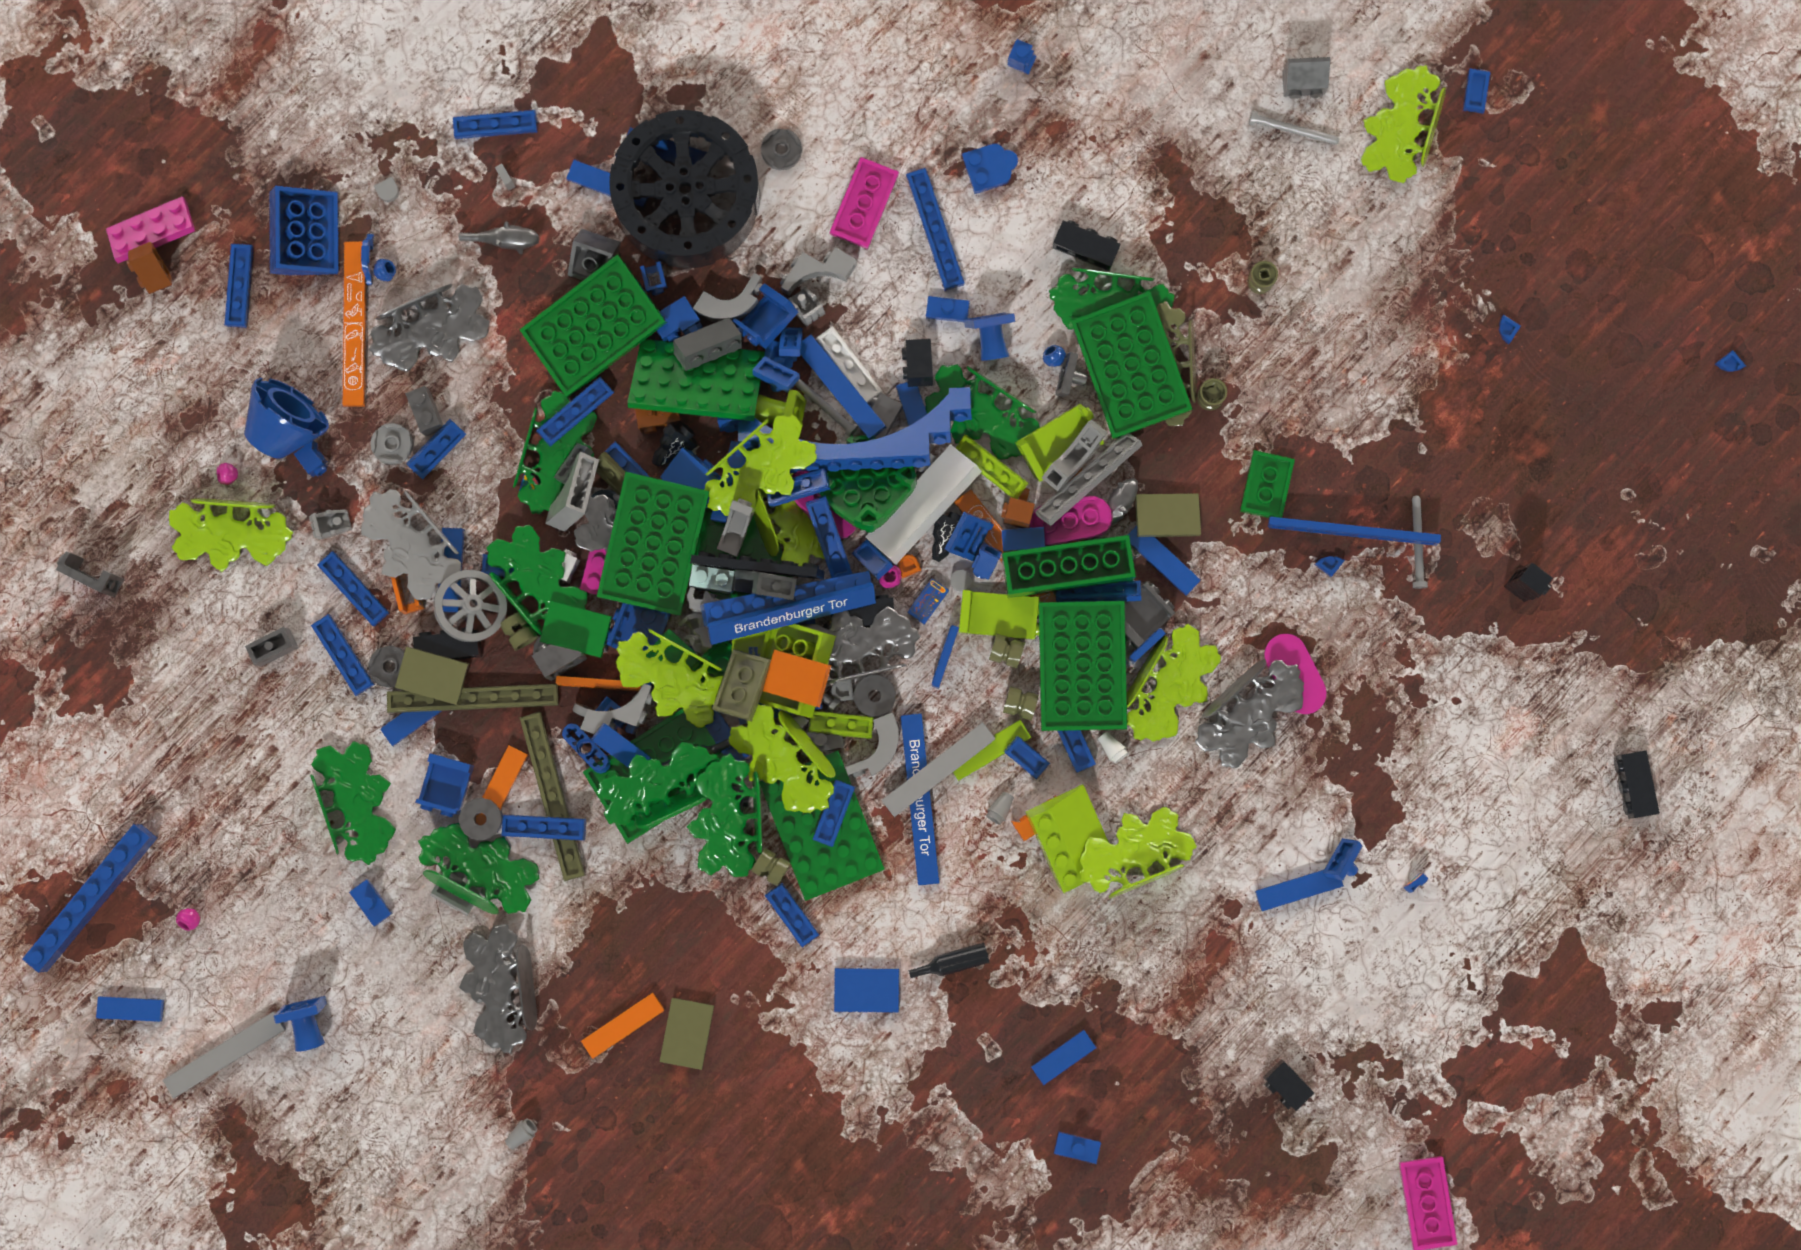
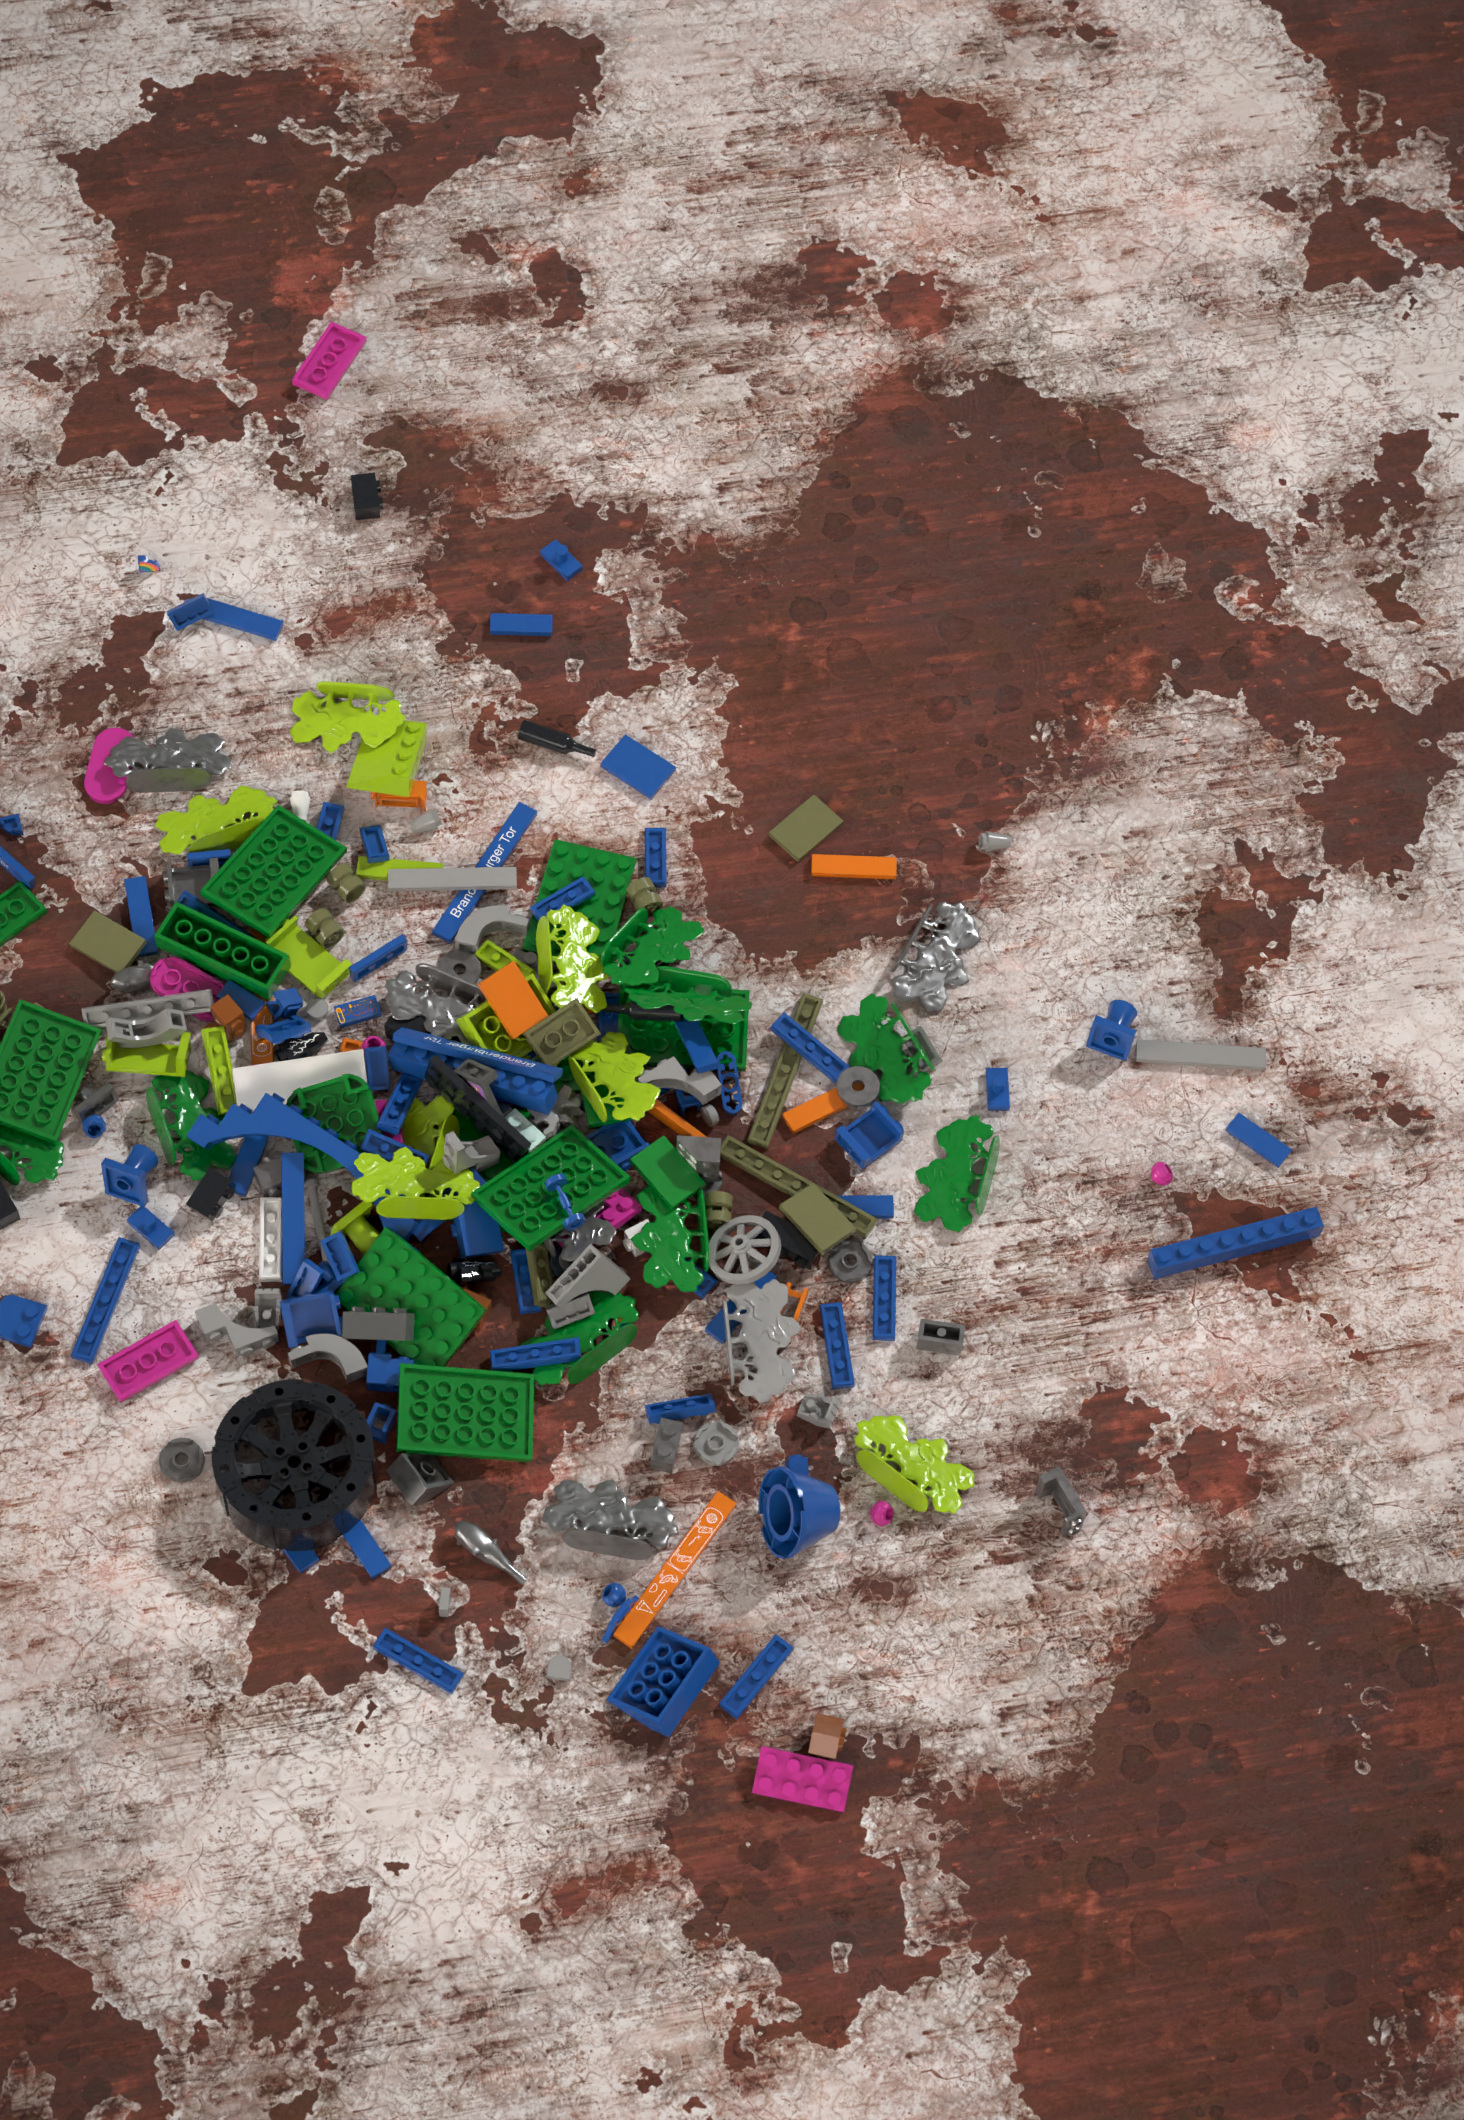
camera: 155 degrees left, 20 degrees down
(608, 520) = (554, 1183): none -> blue wheel

